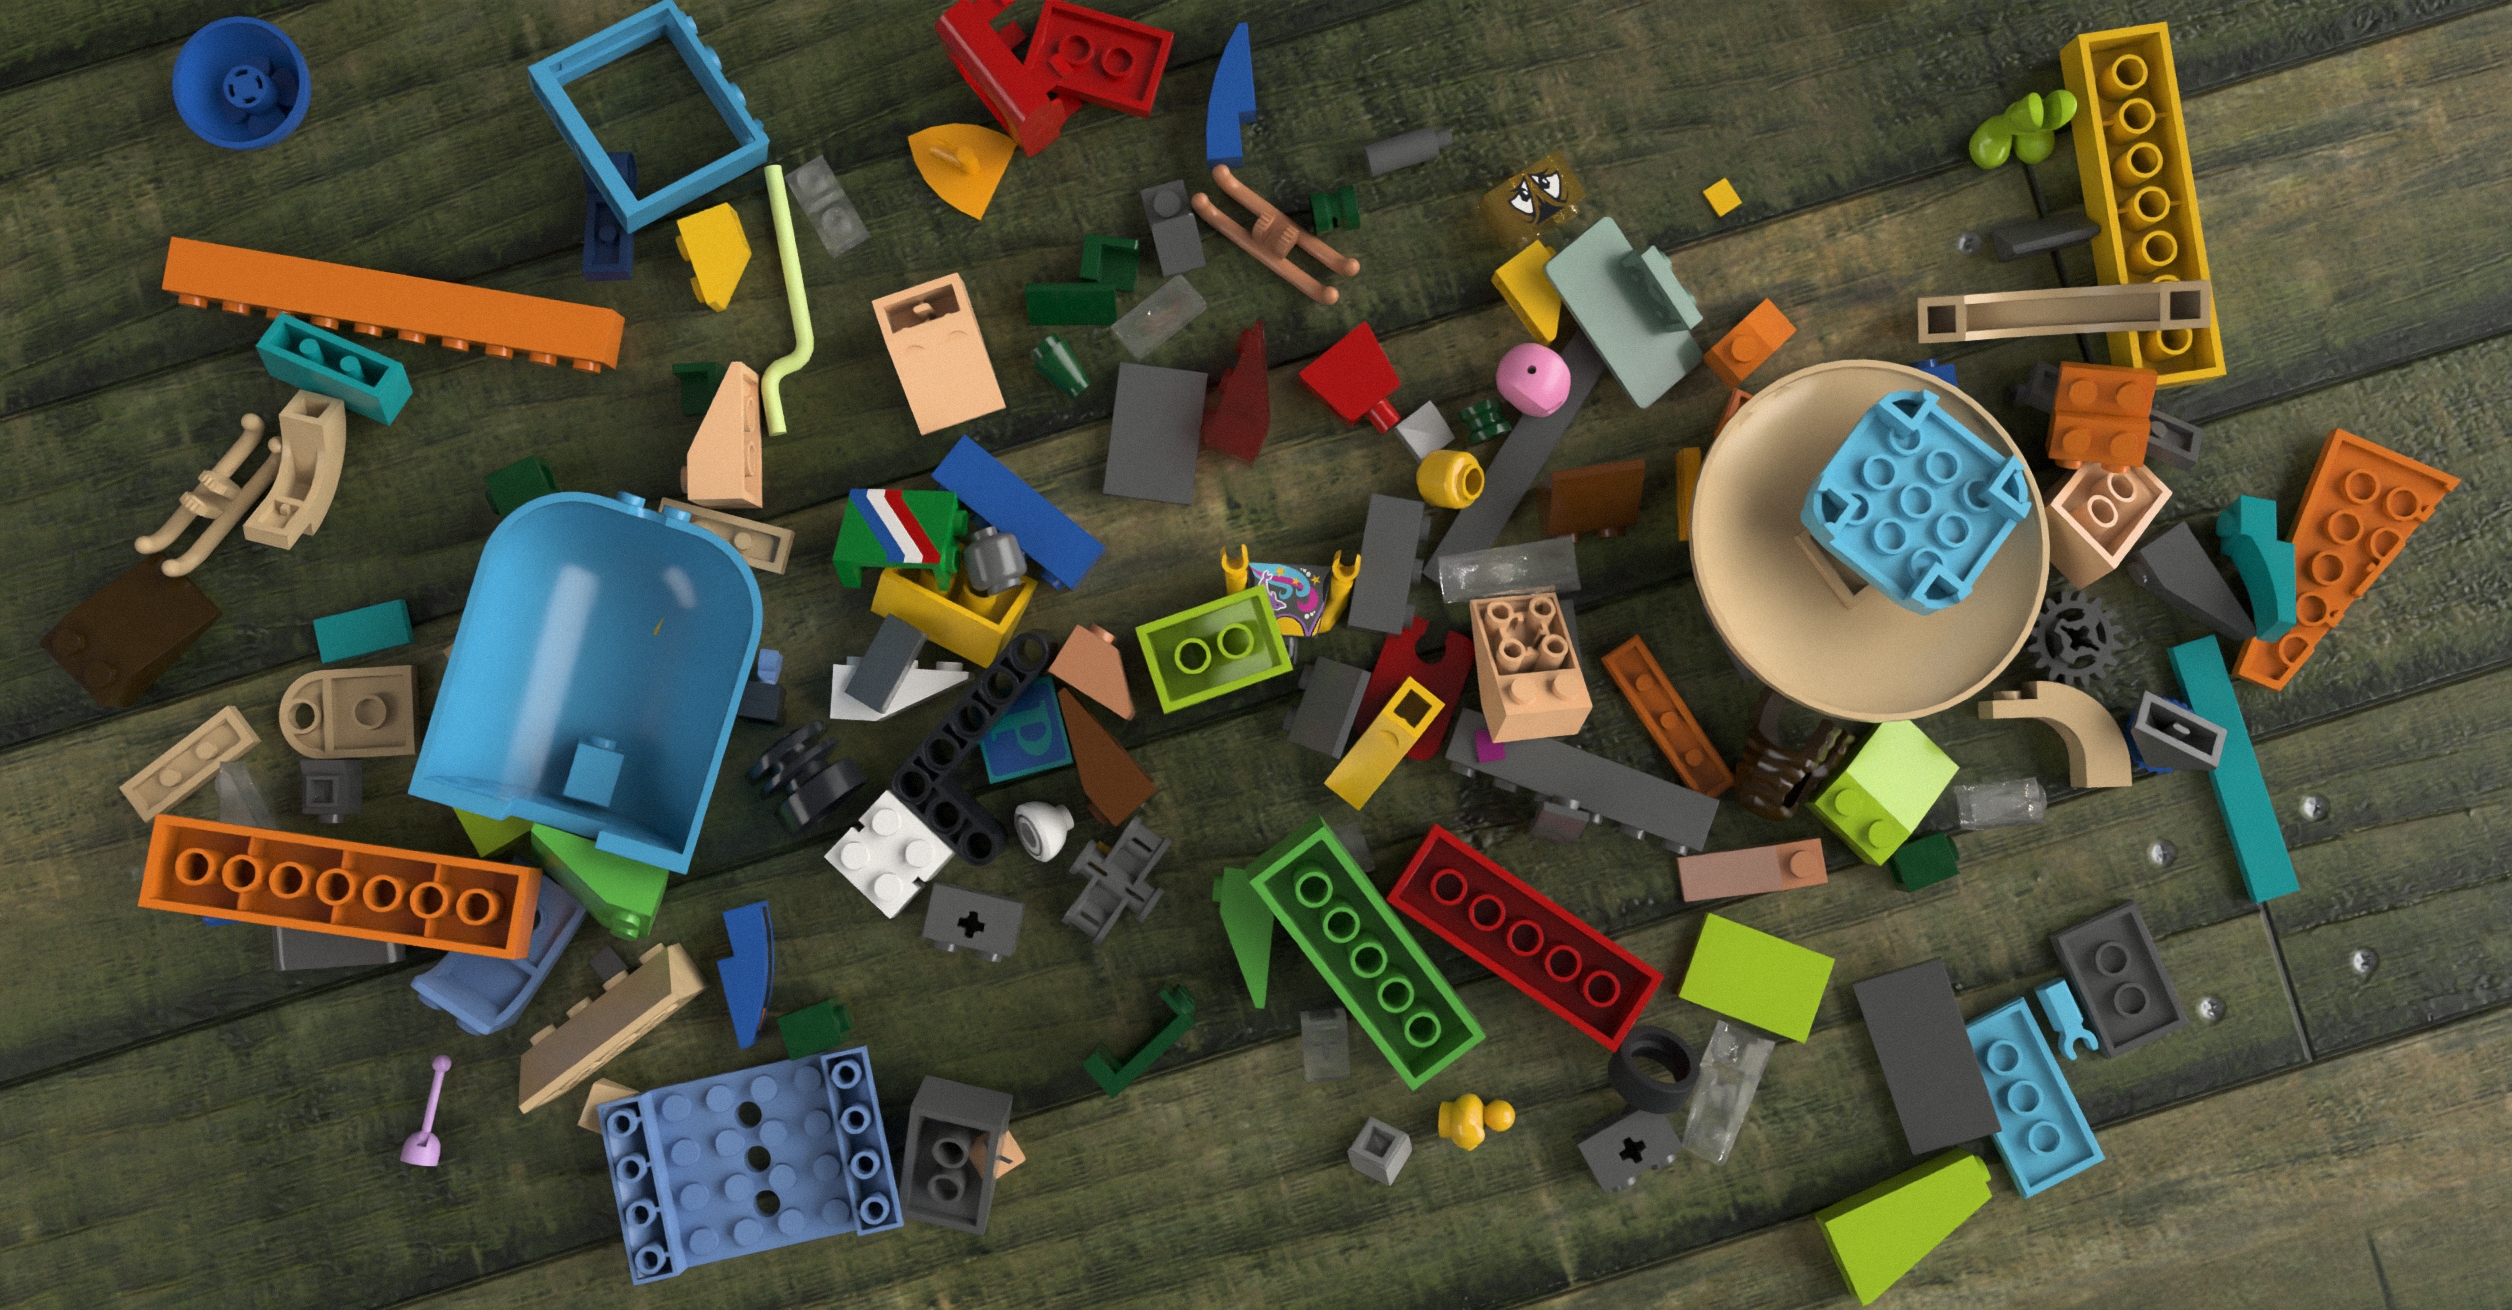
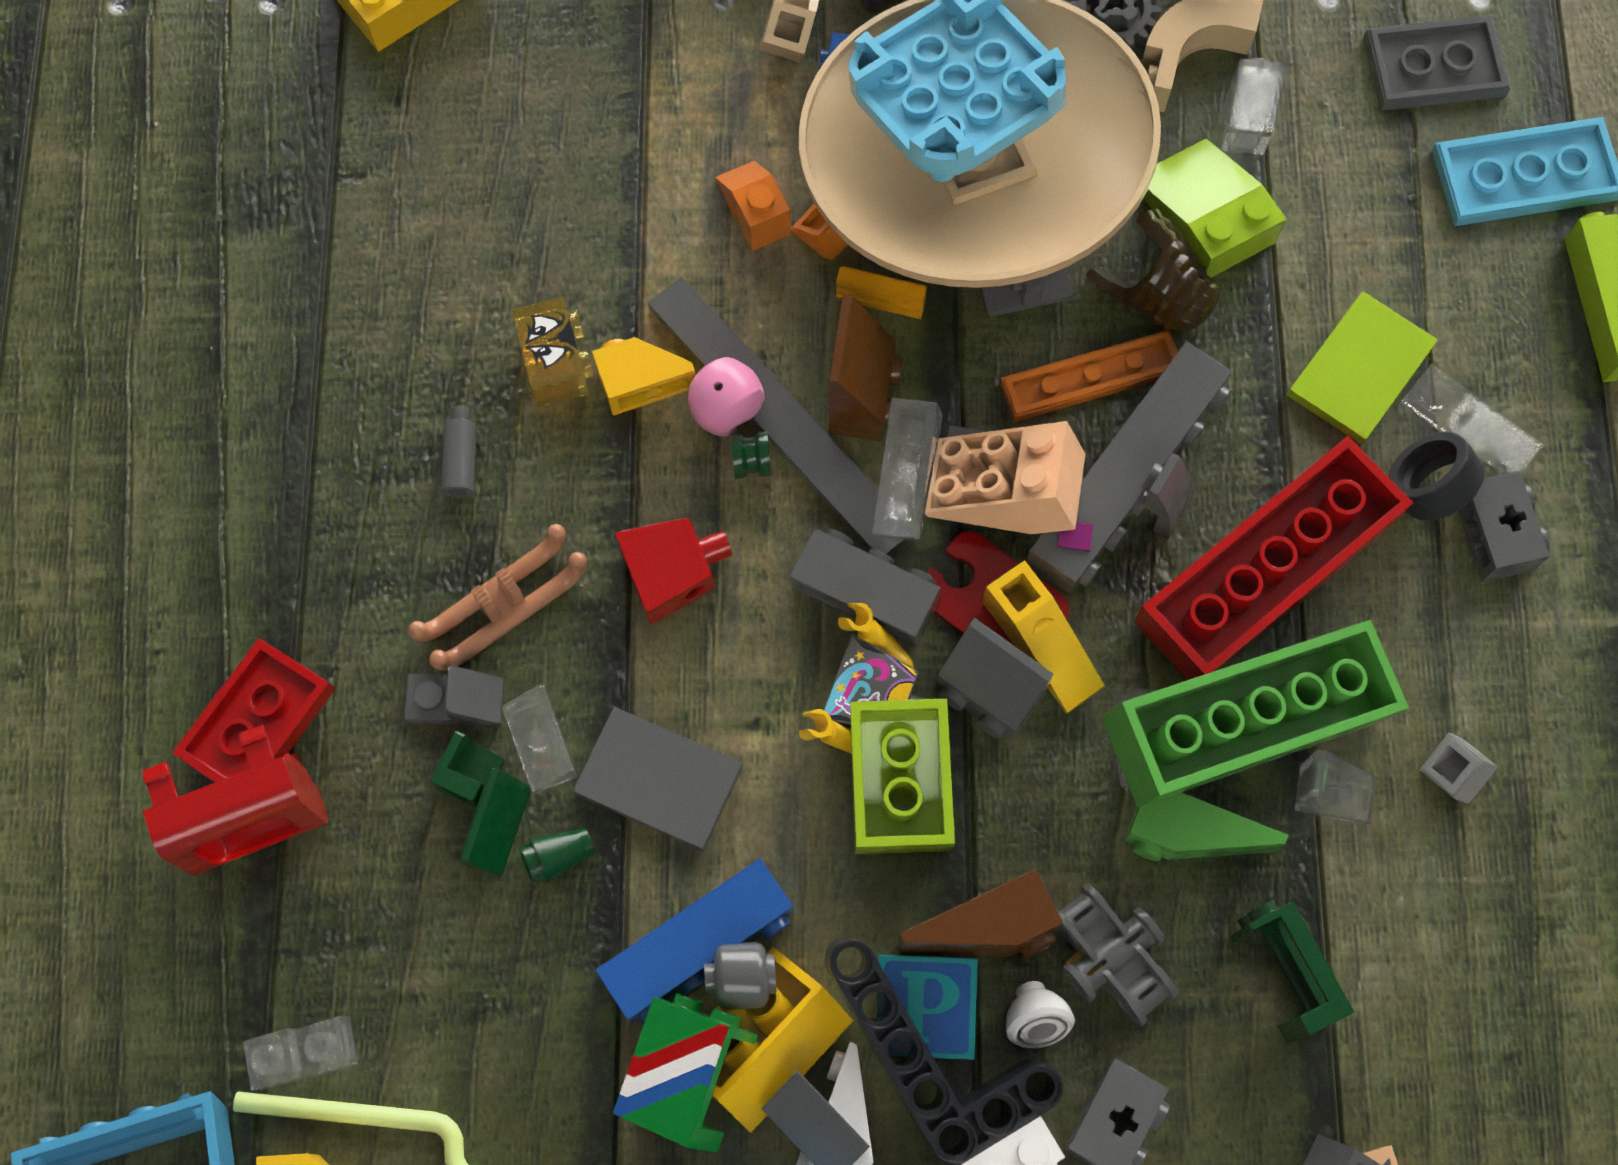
camera: 70 degrees left, 15 degrees down
(939, 353) = (500, 974): light nougat slope -> none
(962, 163) = (308, 896): light orange shield -> none
(1096, 669) = (888, 902): nougat slope -> none
(1230, 102) = (351, 602): blue slope -> none
(1244, 412) = (662, 677): clear red slope -> none
(1334, 210) = (494, 535): dark green wheel -> none
(1424, 432) = (743, 516): light grey slope -> none
(1450, 479) = (797, 501): yellow head -> none
(1466, 1117) = (1442, 672): yellow animal -> none
(1628, 309) = (686, 289): sand green bracket -> none
(1722, 197) = (607, 190): yellow window -> none
(1752, 869) = (1258, 336): nougat slope -> none
(1923, 861) = (1291, 187): dark green brick -> none
(1927, 1056) = (1473, 237): dark grey tile -> none
(2064, 1016) = (1462, 114): medium azure bar -> none

